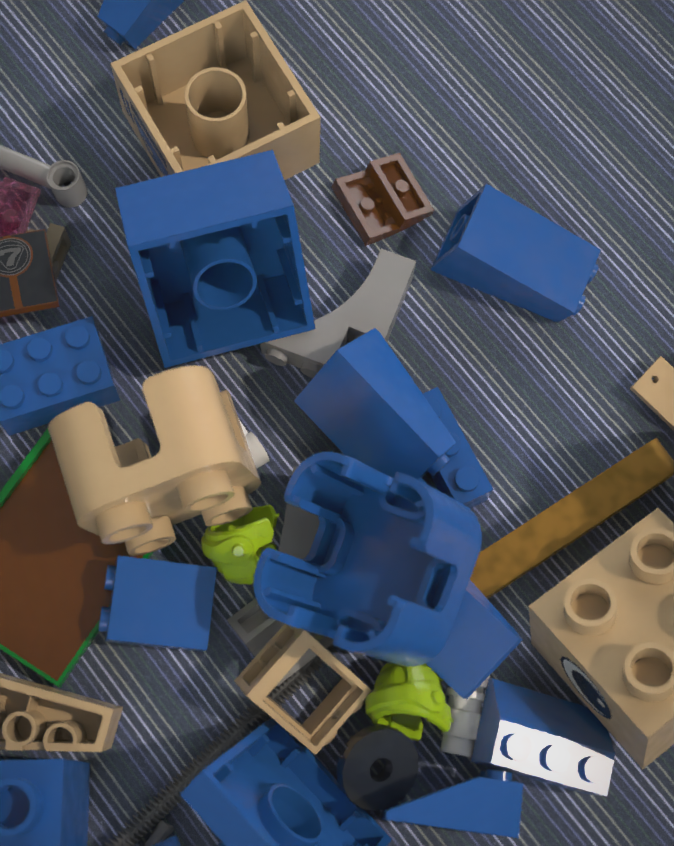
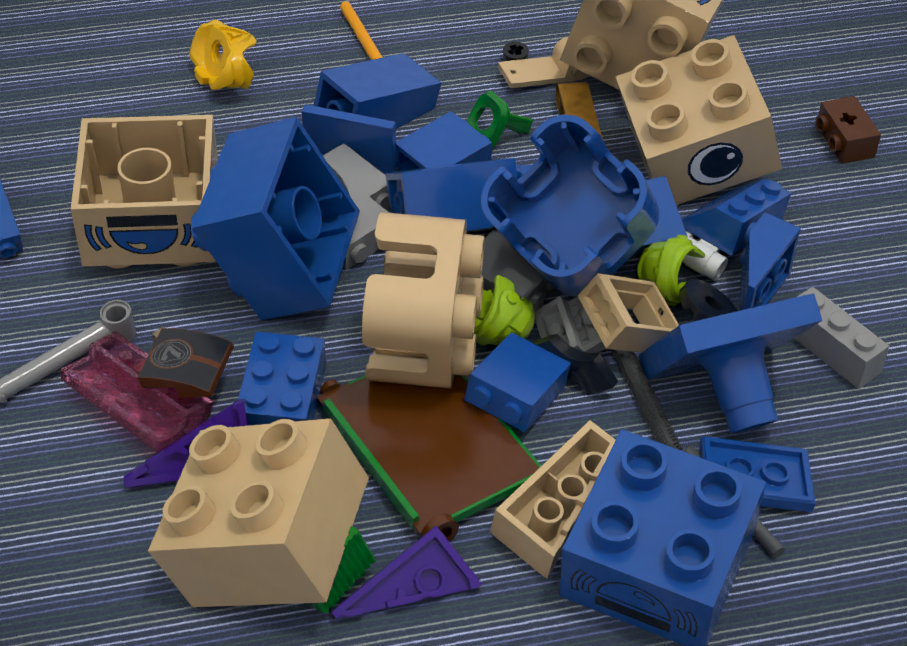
camera: 60 degrees left, 25 degrees down
(215, 651) = (586, 369): none -> black tile
(427, 271) = (367, 136): none -> blue tile
(476, 368) = (441, 144): none -> blue brick
(488, 74) = (222, 69): none -> yellow piece
(553, 402) = (501, 118): none -> green piece
(622, 196) = (360, 31): none -> light orange bar

